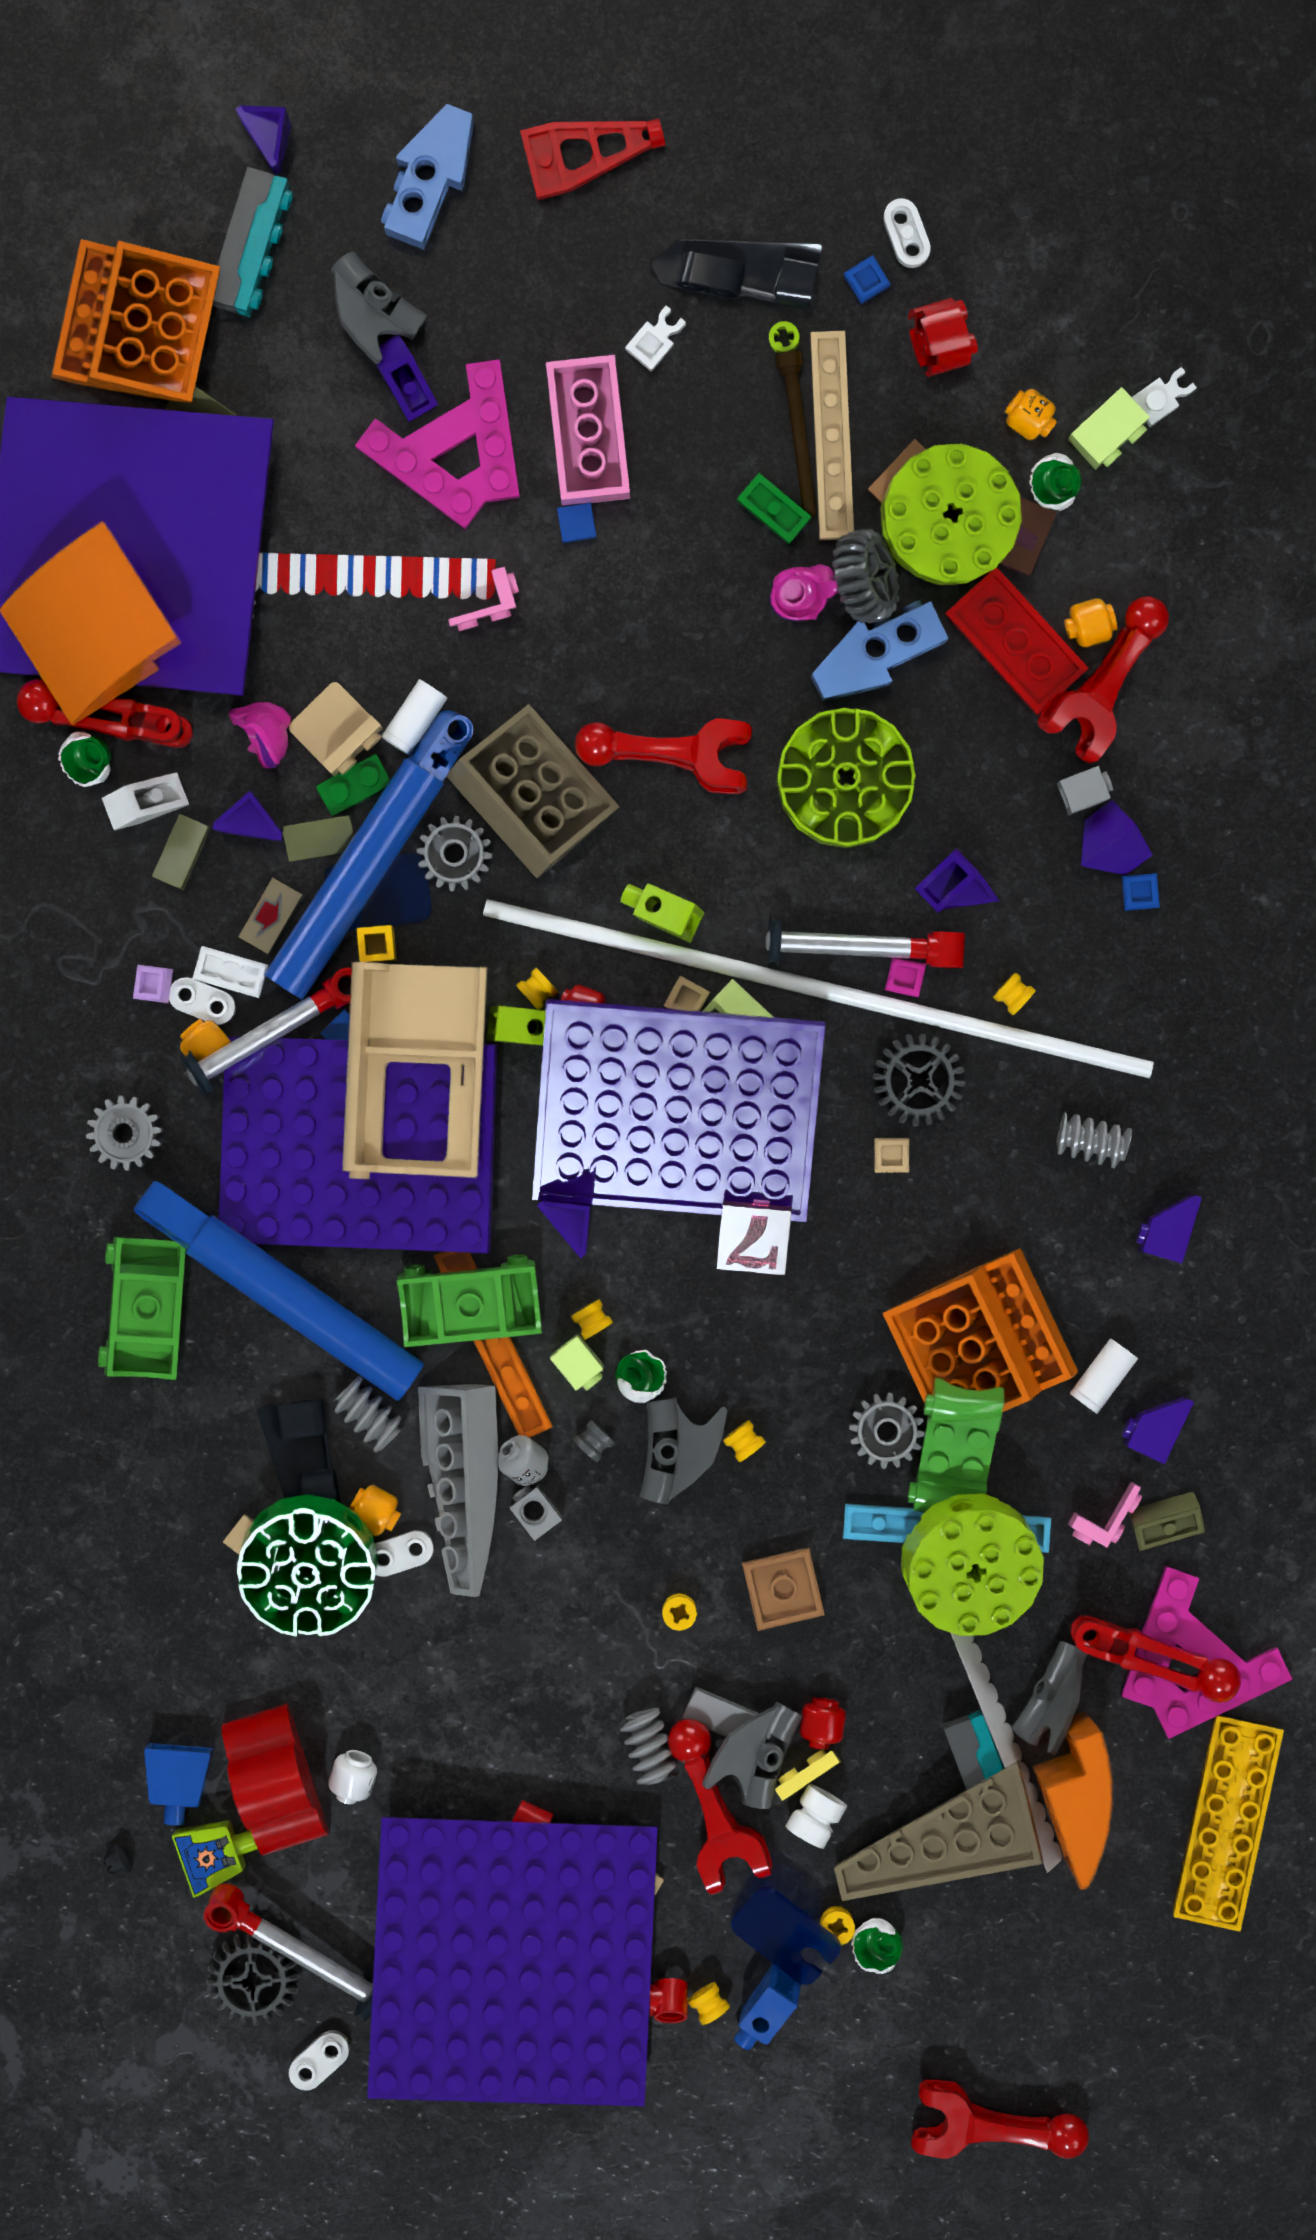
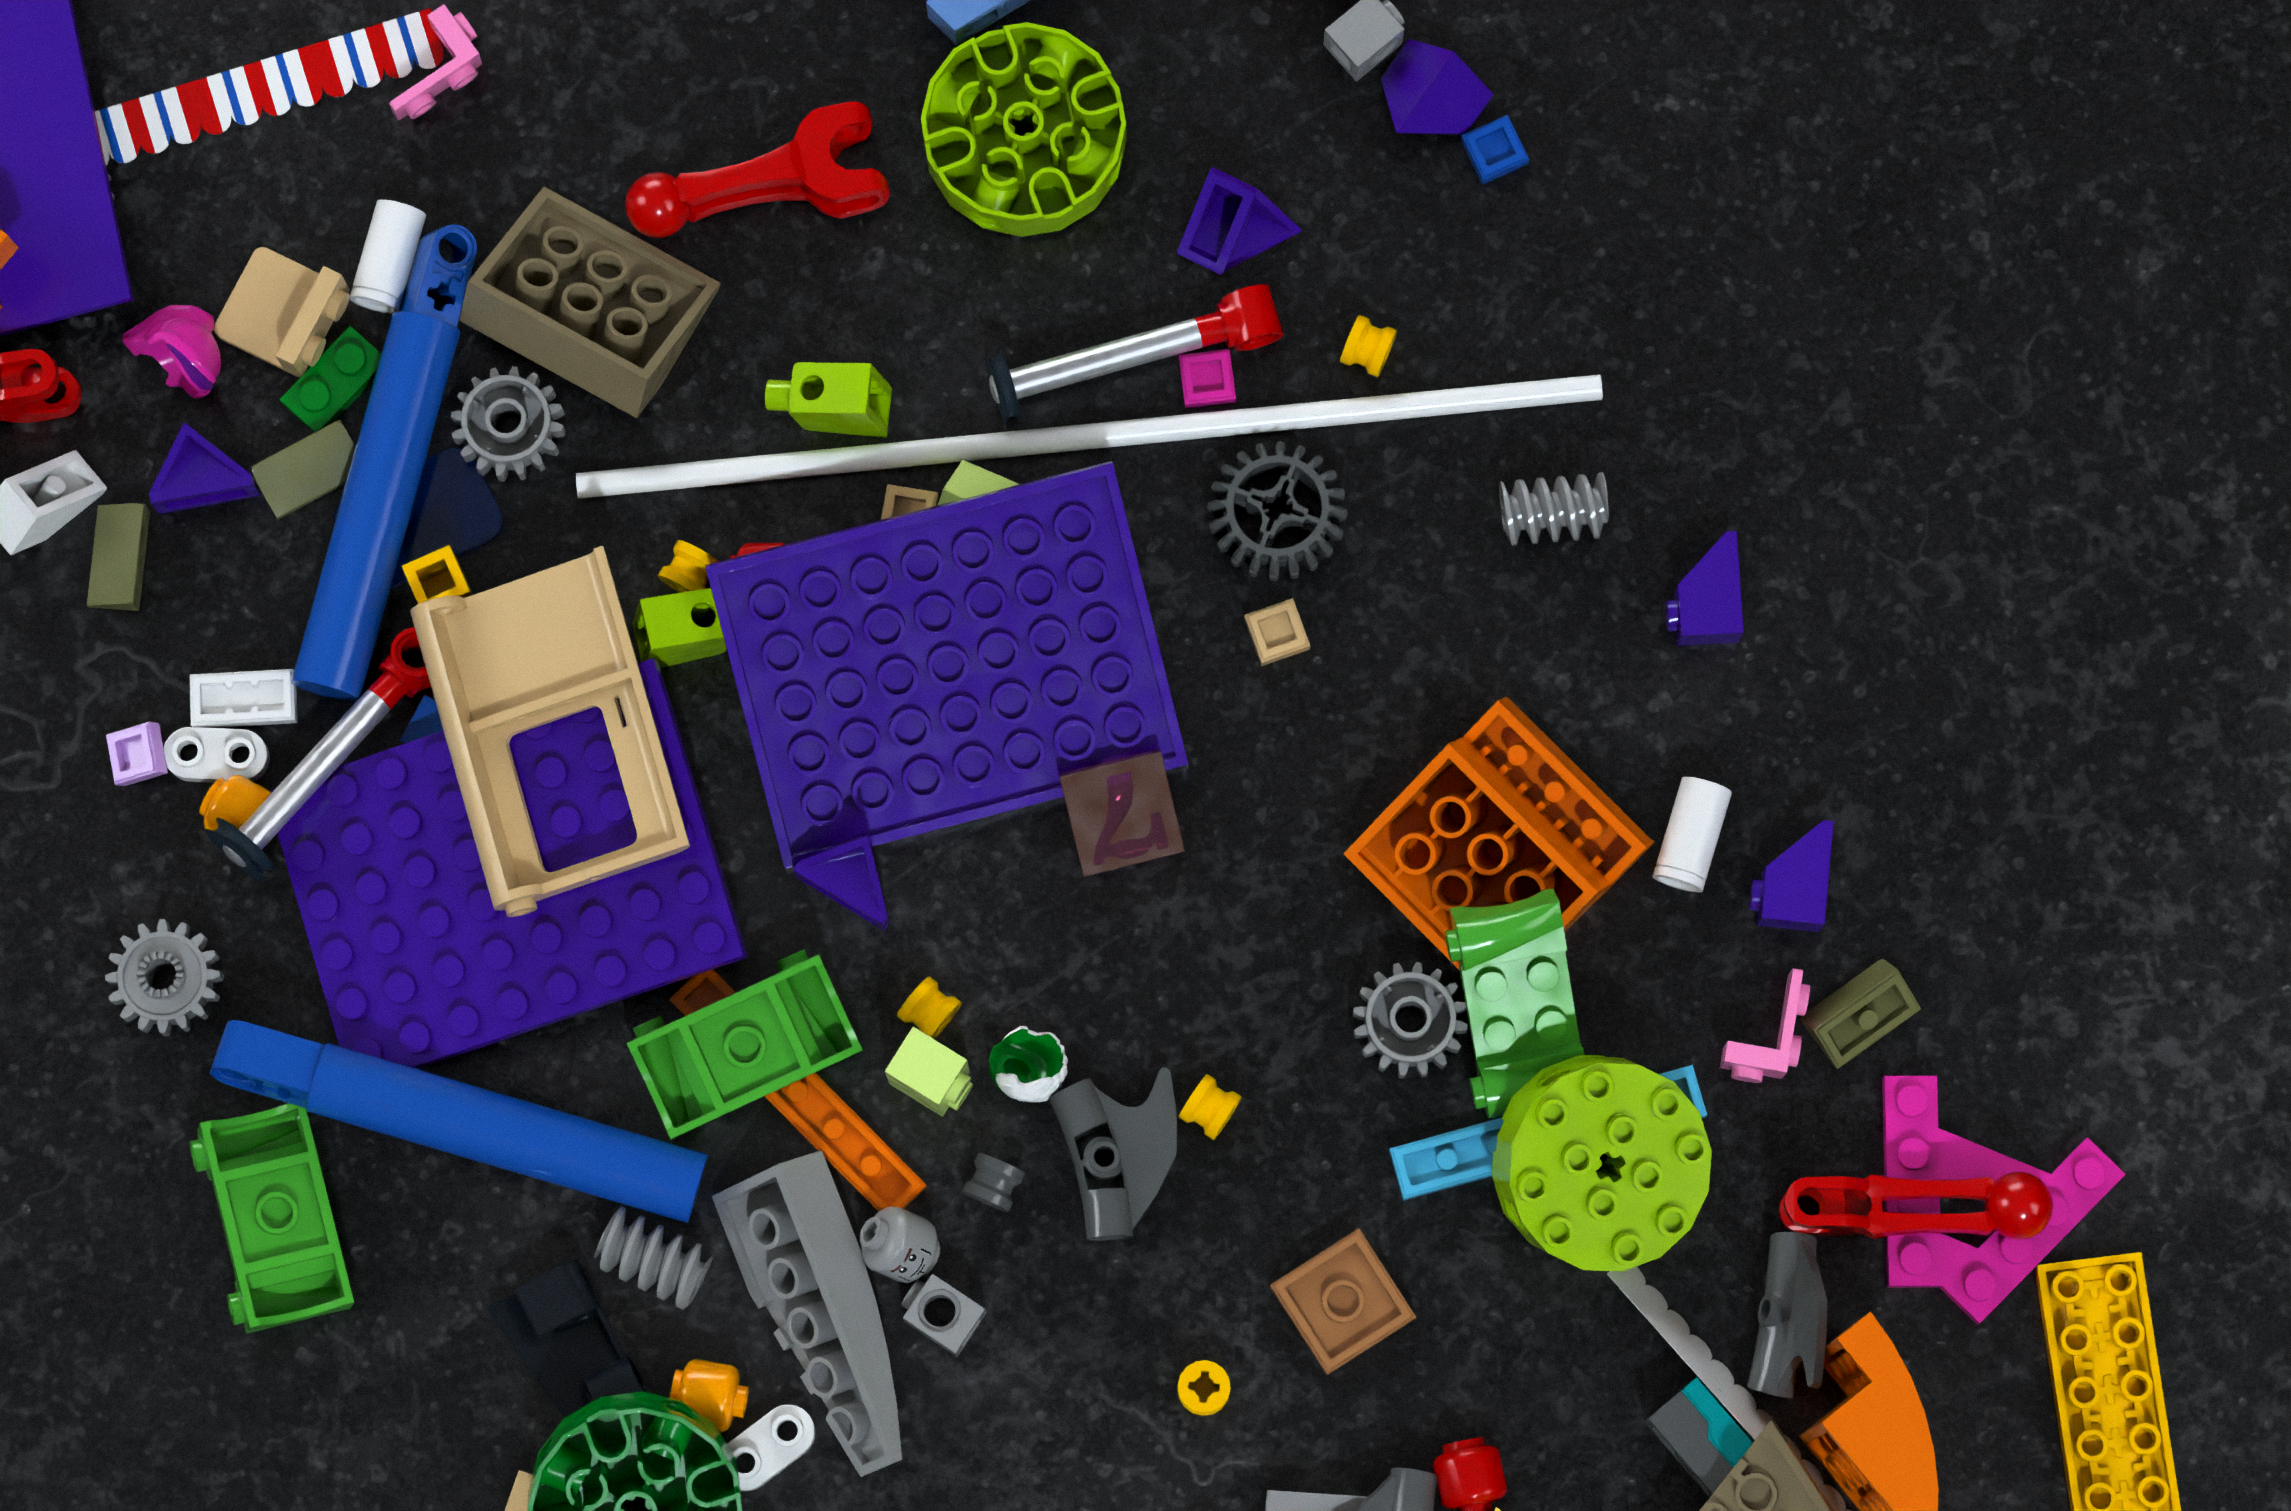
camera: 15 degrees left, 10 degrees down
(270, 916) = (275, 602): dark tan tile -> none

